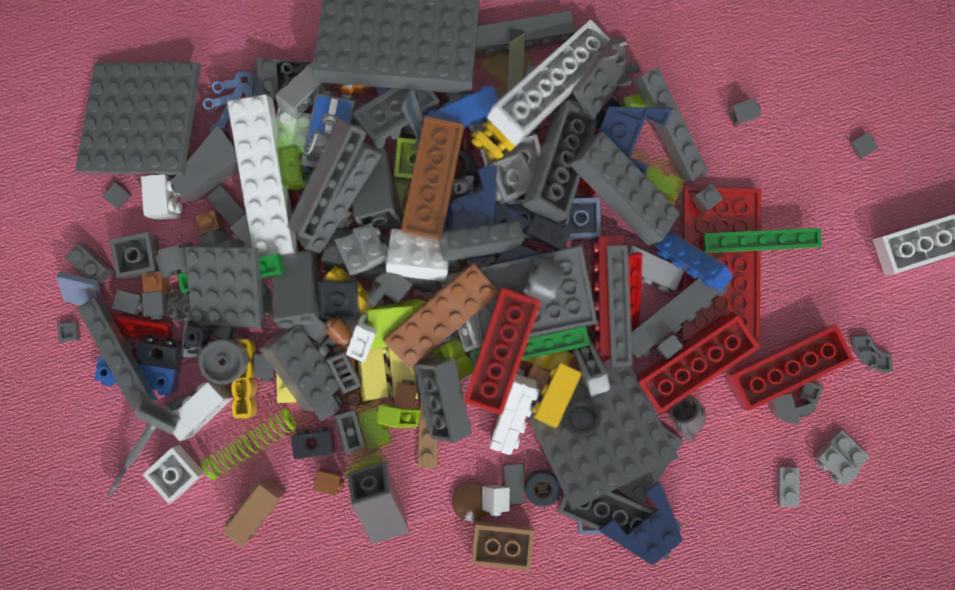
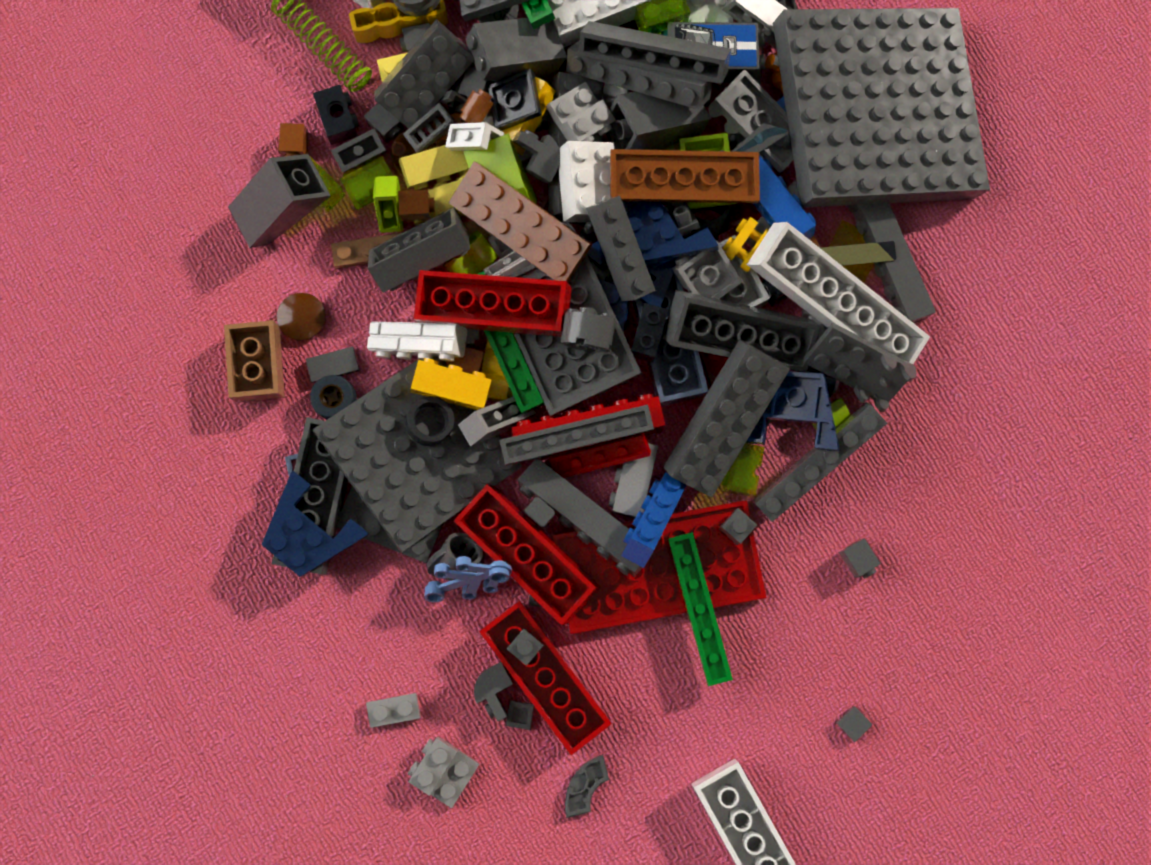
camera: 70 degrees right, 5 degrees down
(253, 511) = (241, 60): medium nougat brick -> none
(495, 499) = (308, 343): white brick -> none
(707, 412) = (491, 574): none -> medium blue plant
(771, 378) = (525, 646): none -> dark grey brick

